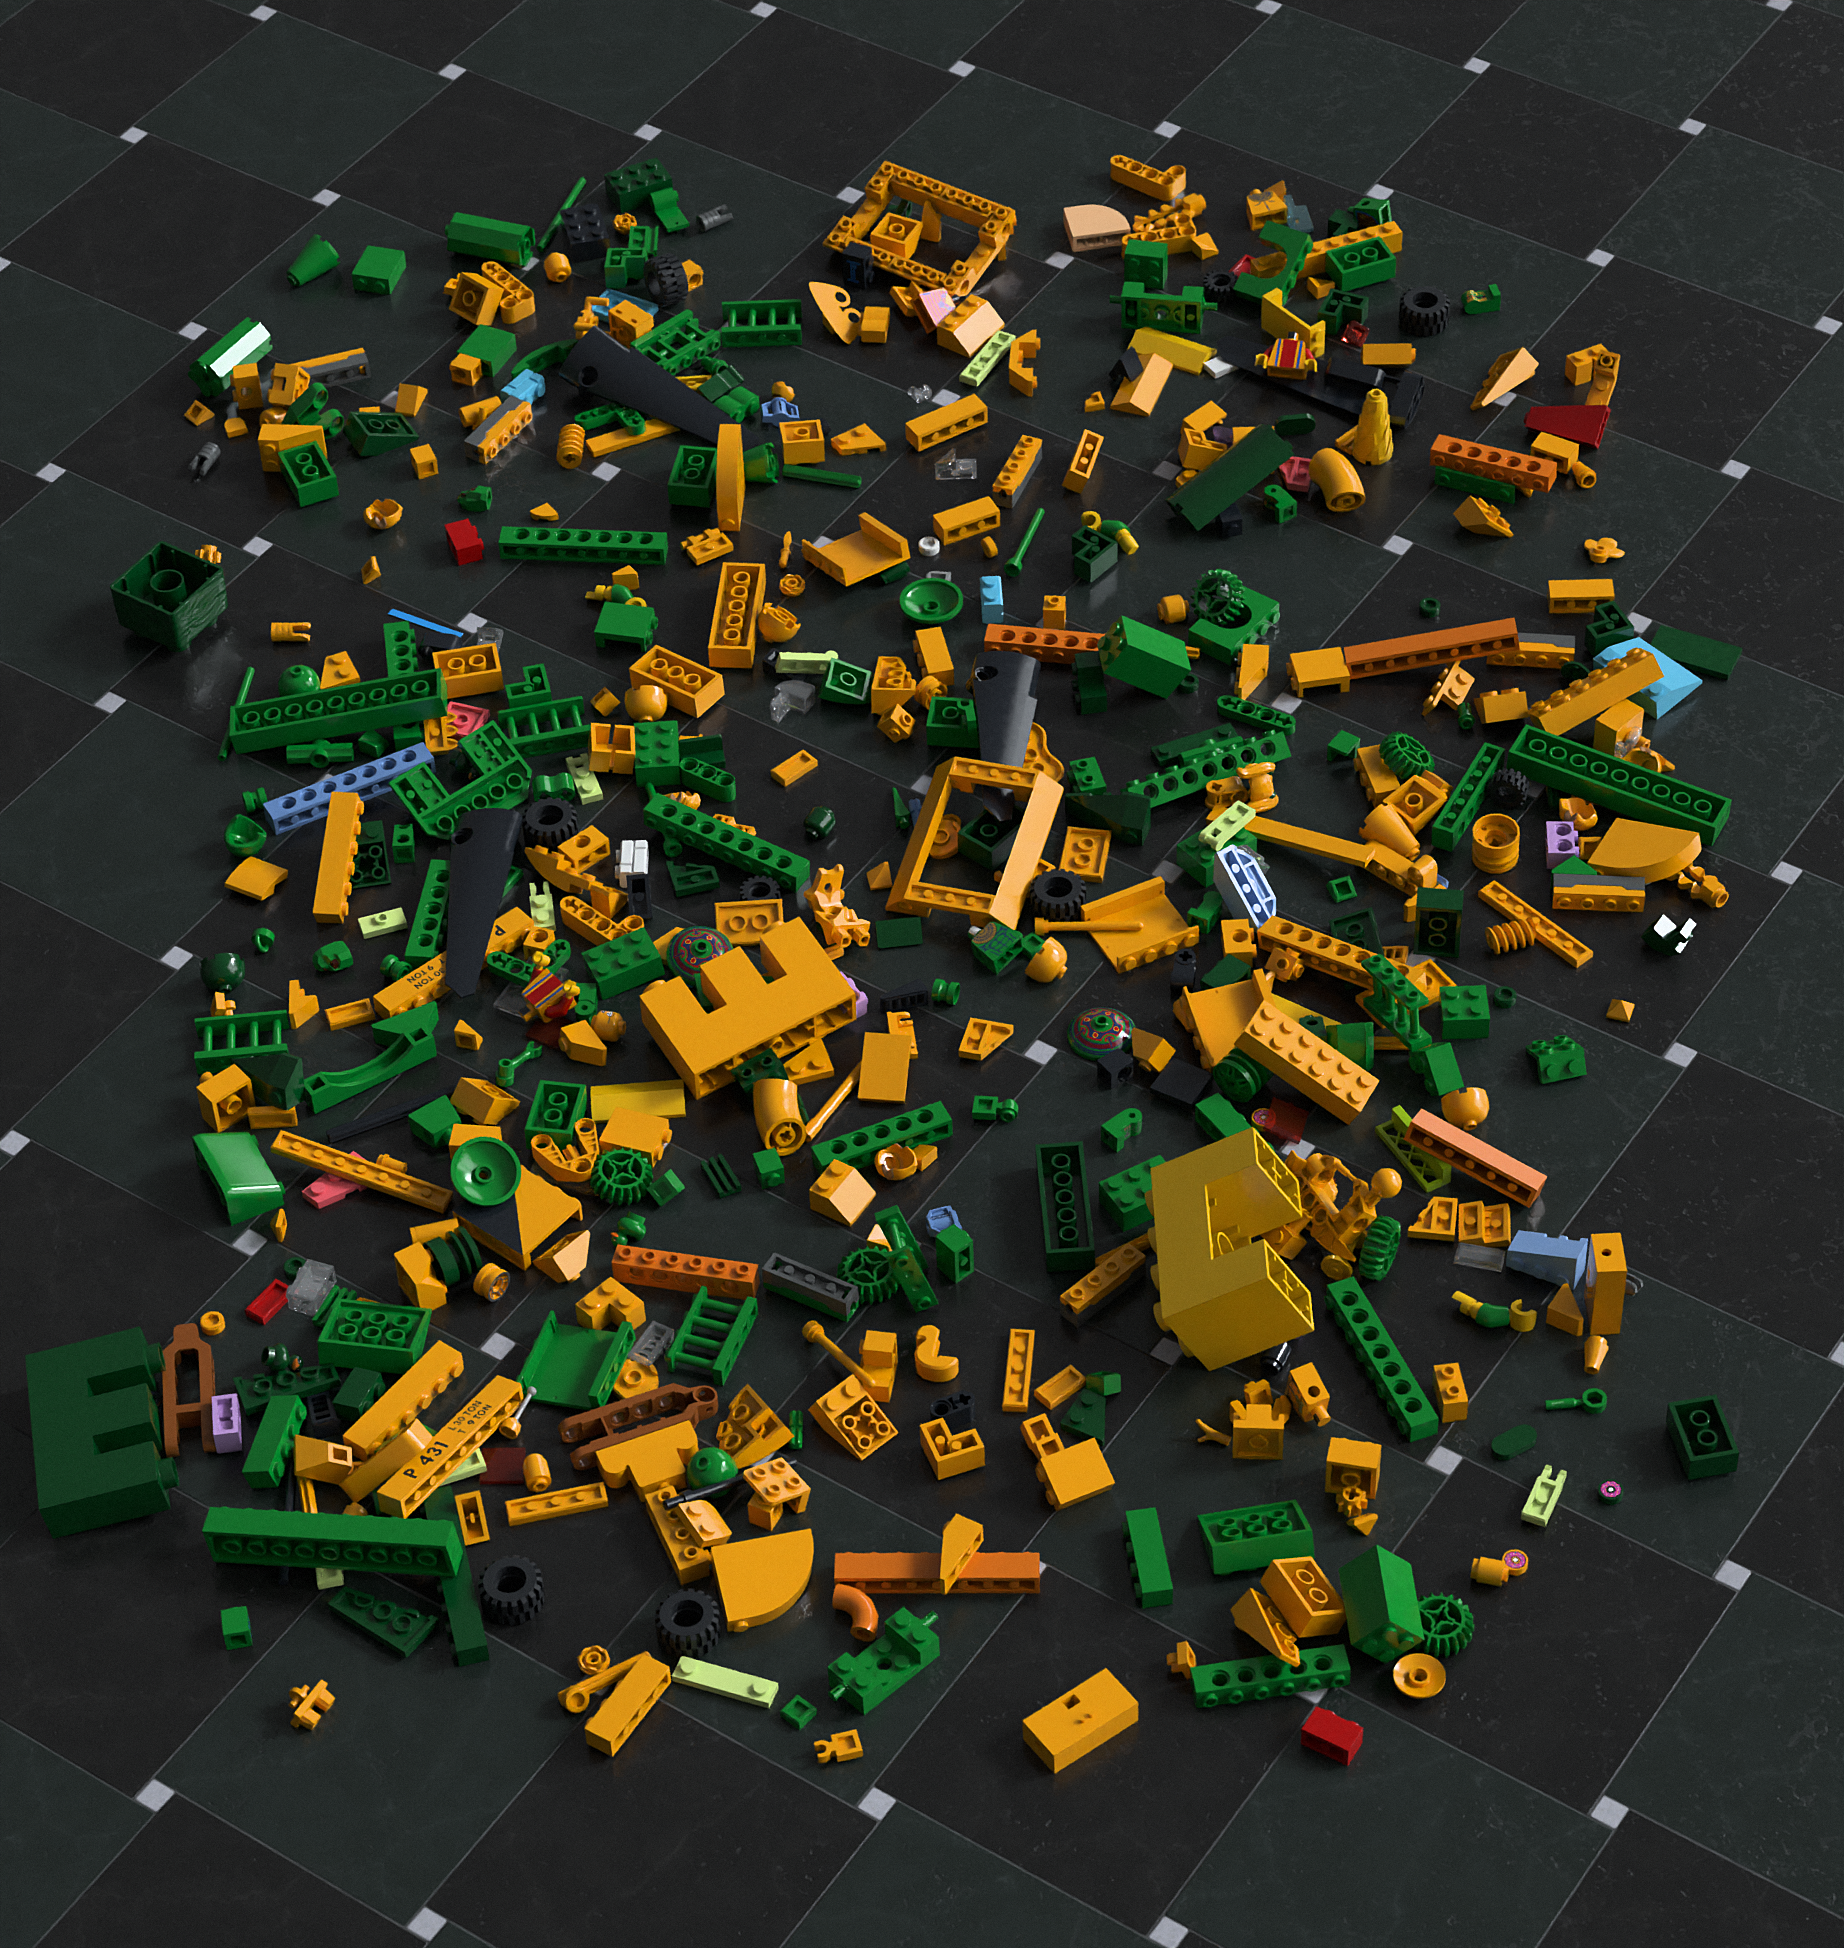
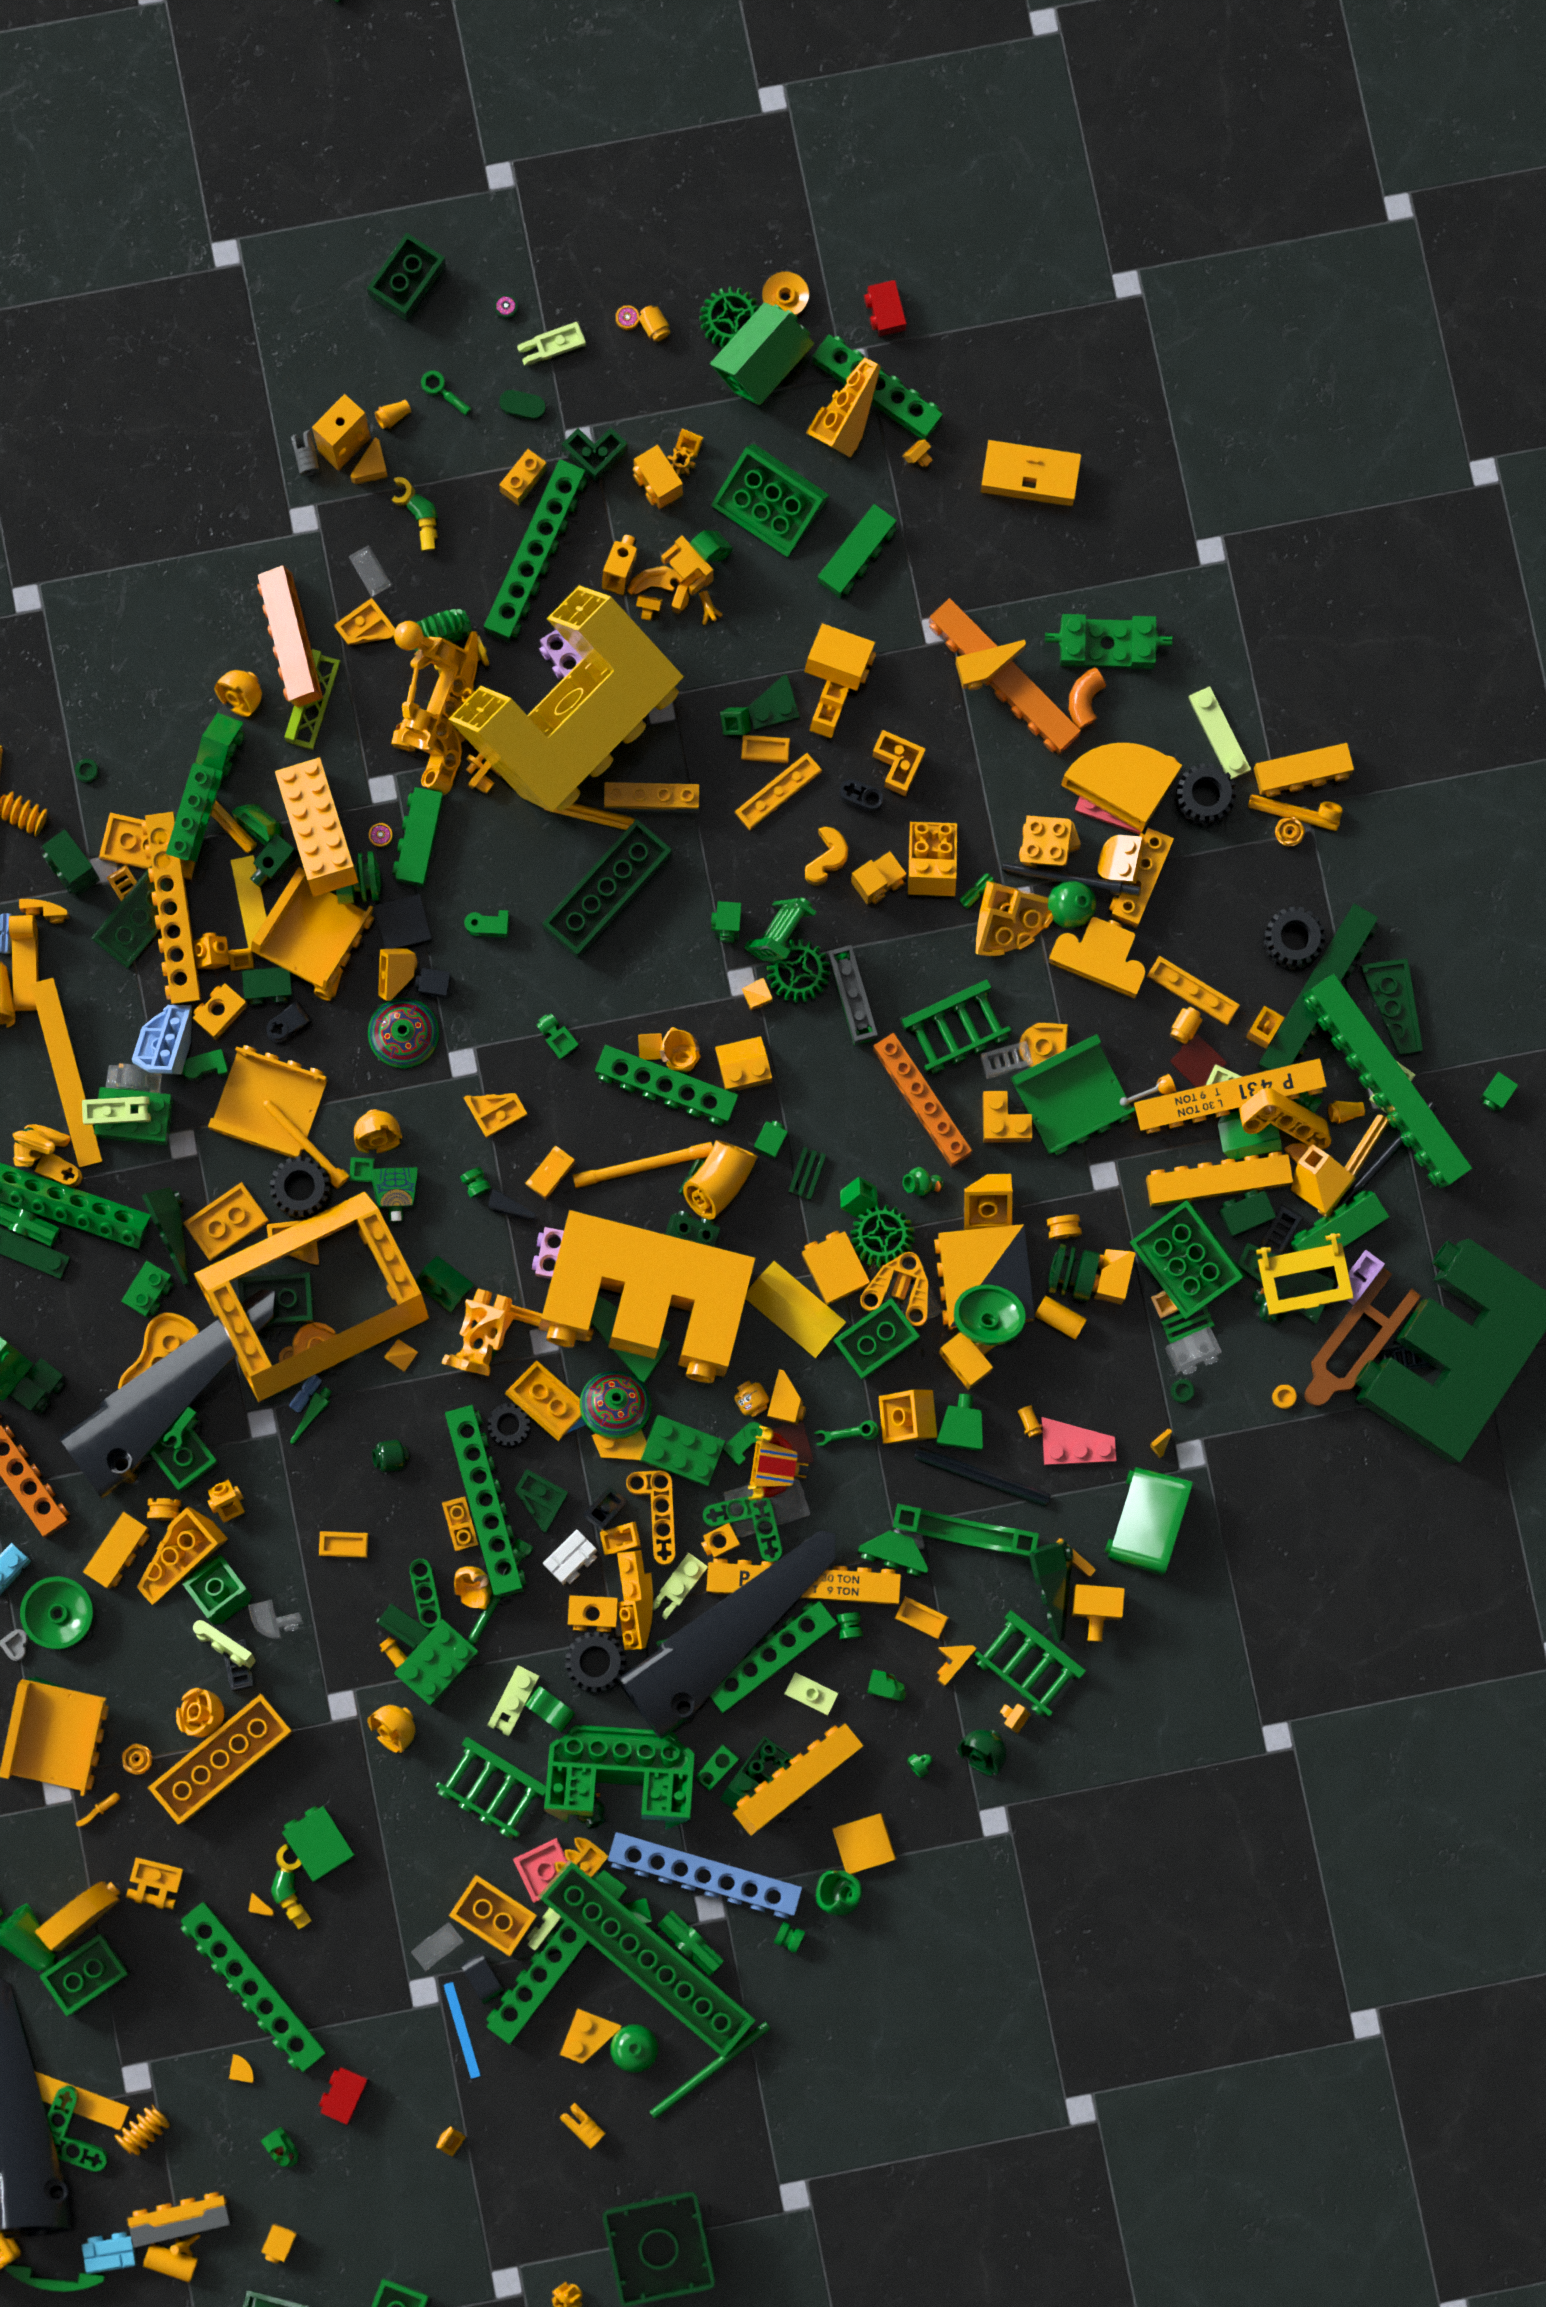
camera: 140 degrees left, 35 degrees up
(266, 1403) = (1301, 1262): none -> yellow piece
(268, 1302) = (1227, 1376): red tile -> none
(304, 1714) = (1504, 981): light orange hips -> none
(362, 1171) = (1061, 1430): light orange tile -> none
(382, 514) = (379, 2201): light orange hair -> none
(466, 1036) = (859, 1498): light orange slope -> none
(532, 691) = (466, 1830): green brick -> none
(603, 1419) = (1026, 977): dark orange piece -> none
(604, 701) = (414, 1773): light orange slope -> none
(615, 756) = (471, 1696): light orange piece -> none
(688, 684) = (342, 1731): light orange brick -> none
(798, 1712) = (1195, 664): green tile -> none
(810, 1064) = (643, 1214): light orange wing -> none
(815, 1333) = (885, 956): light orange piece -> none
(842, 1745) = (1194, 605): light orange plate -> none
(884, 1068) = (598, 1147): light orange tile -> none
(941, 1219) = (692, 962): medium blue piece -> none
(1125, 1194) = (540, 850): green brick -> none
(1256, 1451) = (711, 546): none -> green beam
(1285, 1120) = (368, 816): clear red piece -> none
(1304, 1596) = (798, 412): light orange brick -> none
(1341, 889) = (81, 992): green slope -> none
(1420, 1443) = (595, 457): none -> dark green brick
(1464, 1012) = (137, 779): green brick -> none
(1484, 1225) = (336, 591): light orange slope -> none
(1548, 1258) = (334, 513): light blue wedge -> none
(1558, 1058) = (119, 678): green bracket -> none
(1620, 1010) = (21, 676): light orange slope -> none

